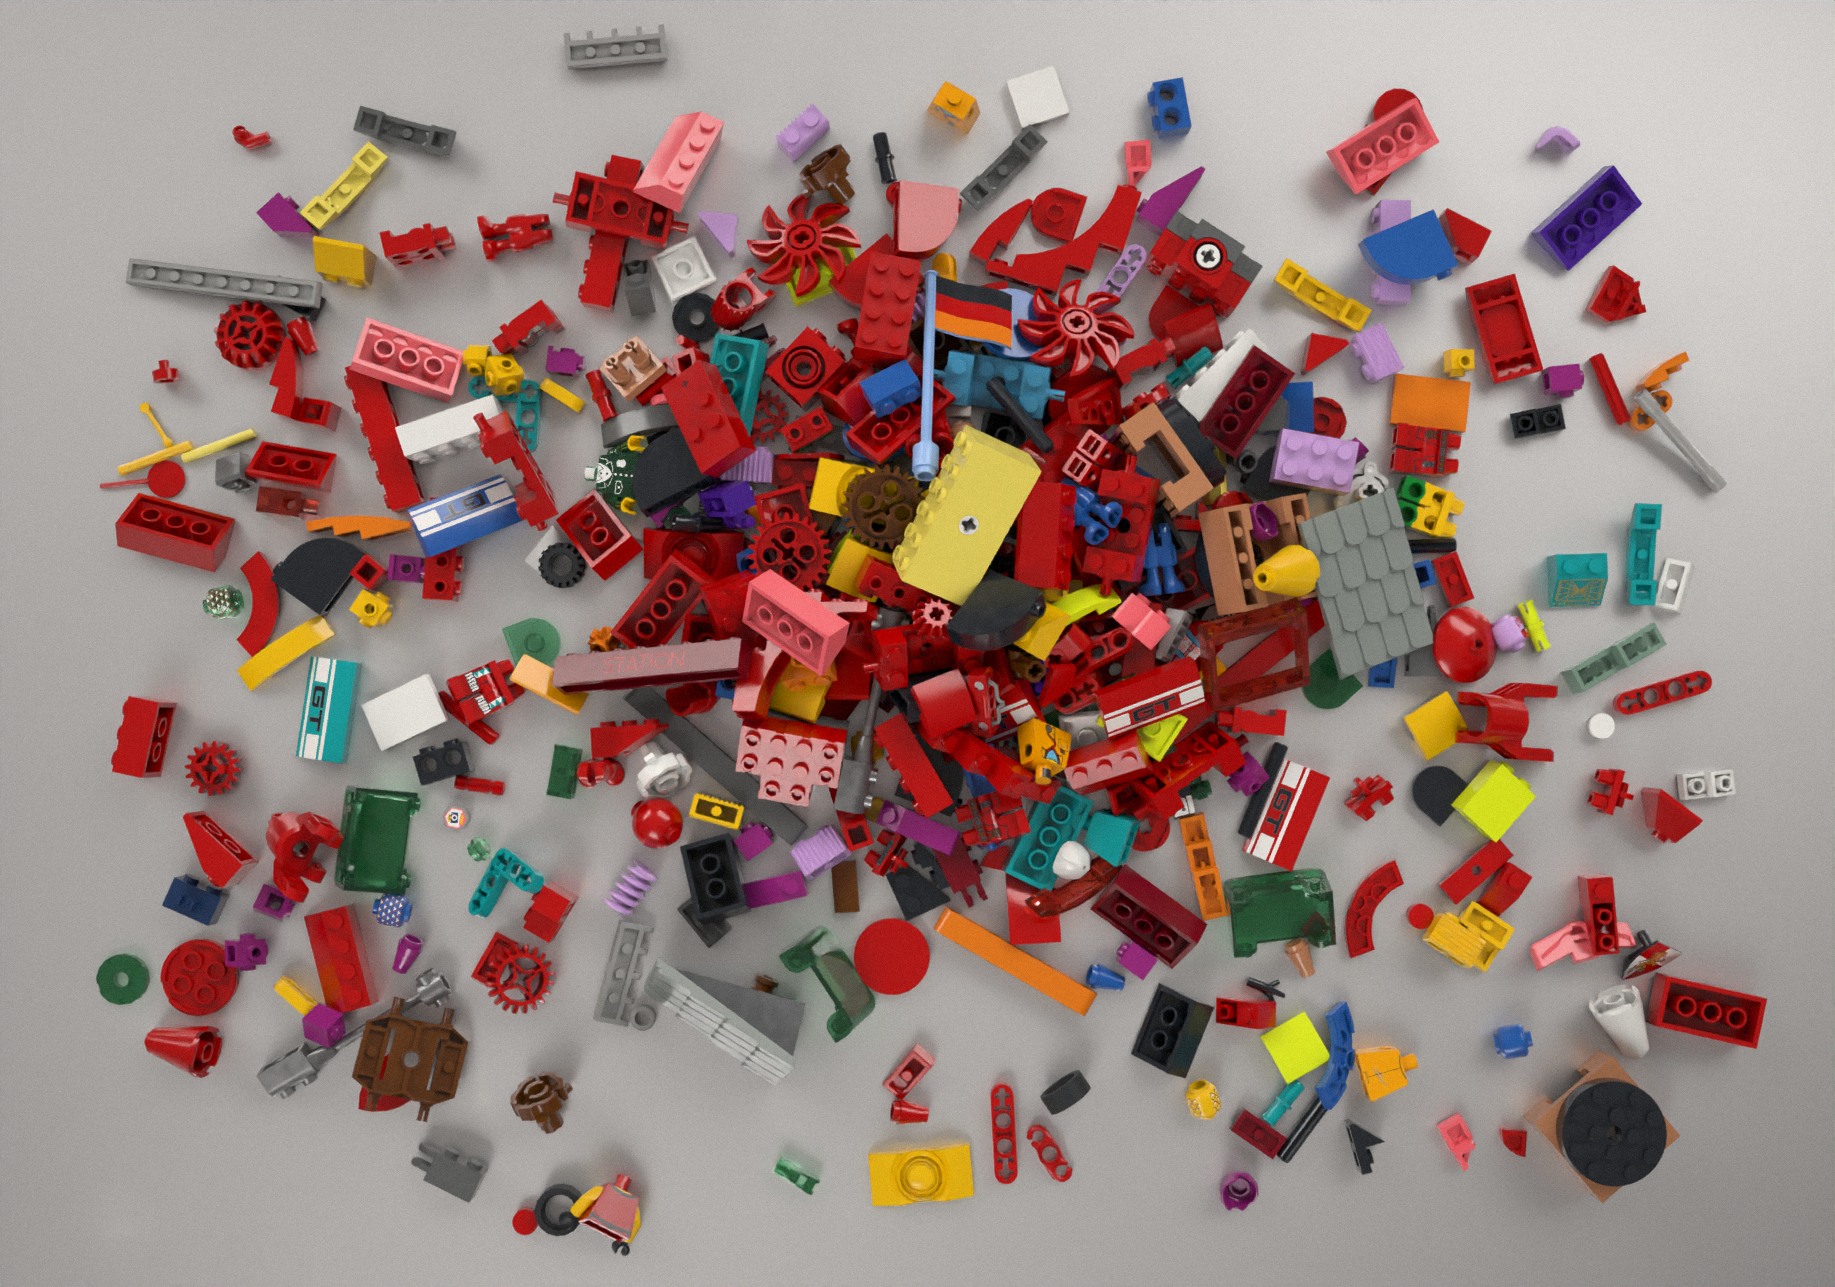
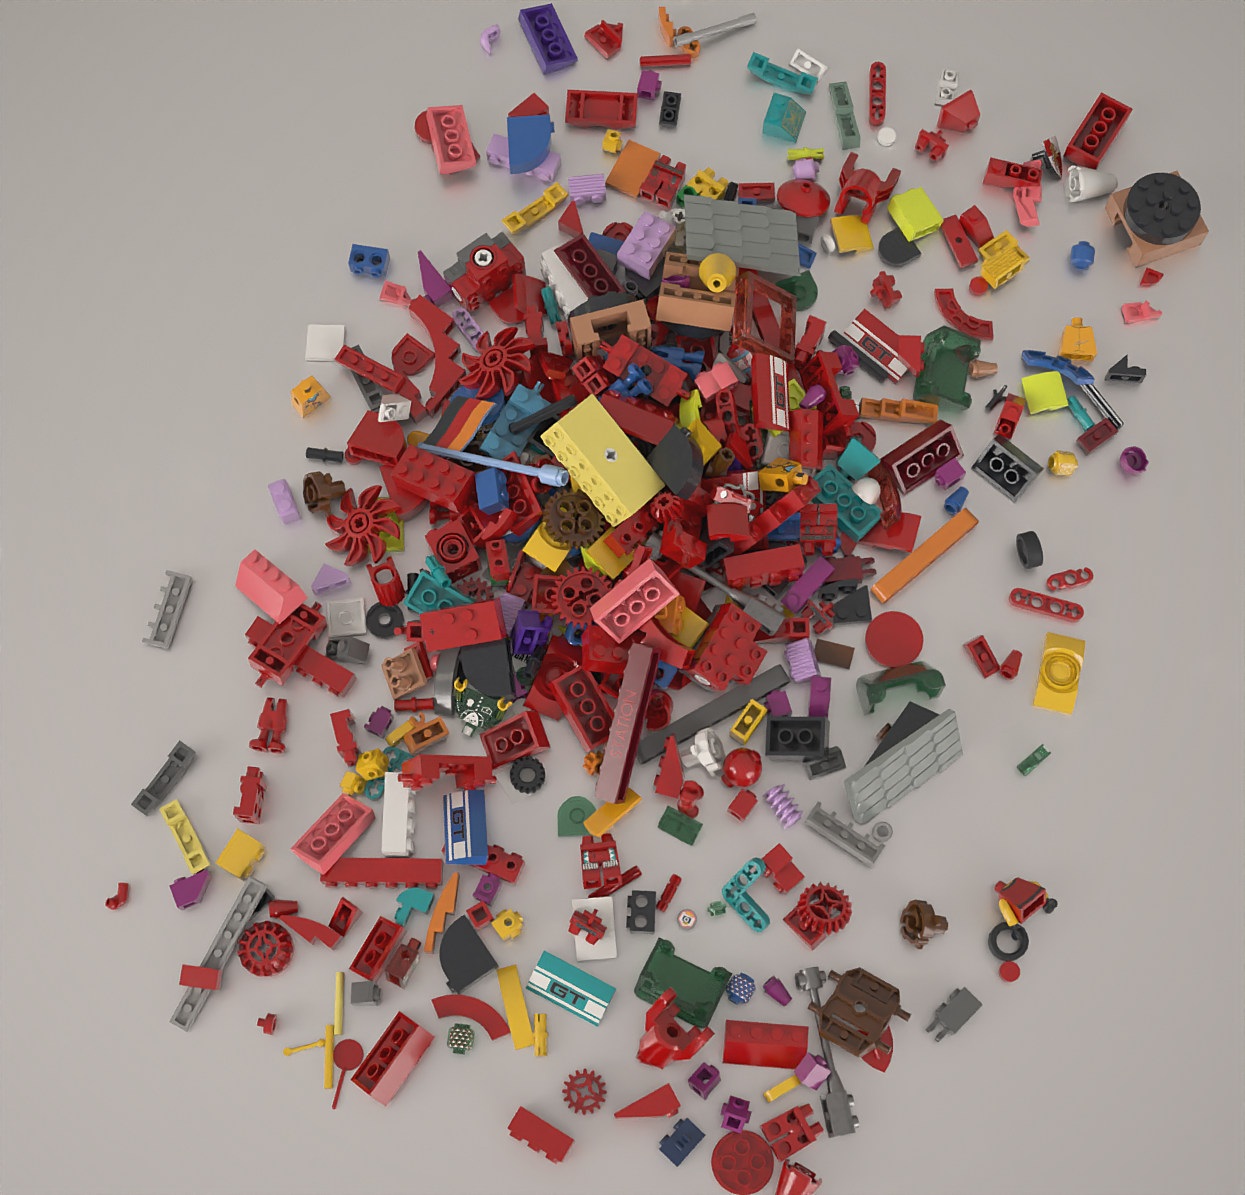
camera: 70 degrees left, 15 degrees down
(186, 274) = (200, 977): none -> red slope
(249, 1021) = (795, 1125): none -> red hips
(261, 693) = (540, 1034): none -> yellow pin
(365, 488) = (411, 900): none -> teal brick
(400, 705) = (588, 922): none -> red hips
(564, 423) = (425, 734): none -> orange brick
(614, 838) = (743, 805): none -> red brick
(764, 361) = (437, 571): none -> teal axle
(839, 413) = (496, 531): none -> red slope
(969, 220) = (394, 408): none -> white slope
(1015, 169) = (370, 369): none -> red tile
(1167, 753) = (813, 397): none -> magenta cone
(1283, 857) = (910, 352): none -> red slope
(1409, 698) = (828, 243): none -> white tile

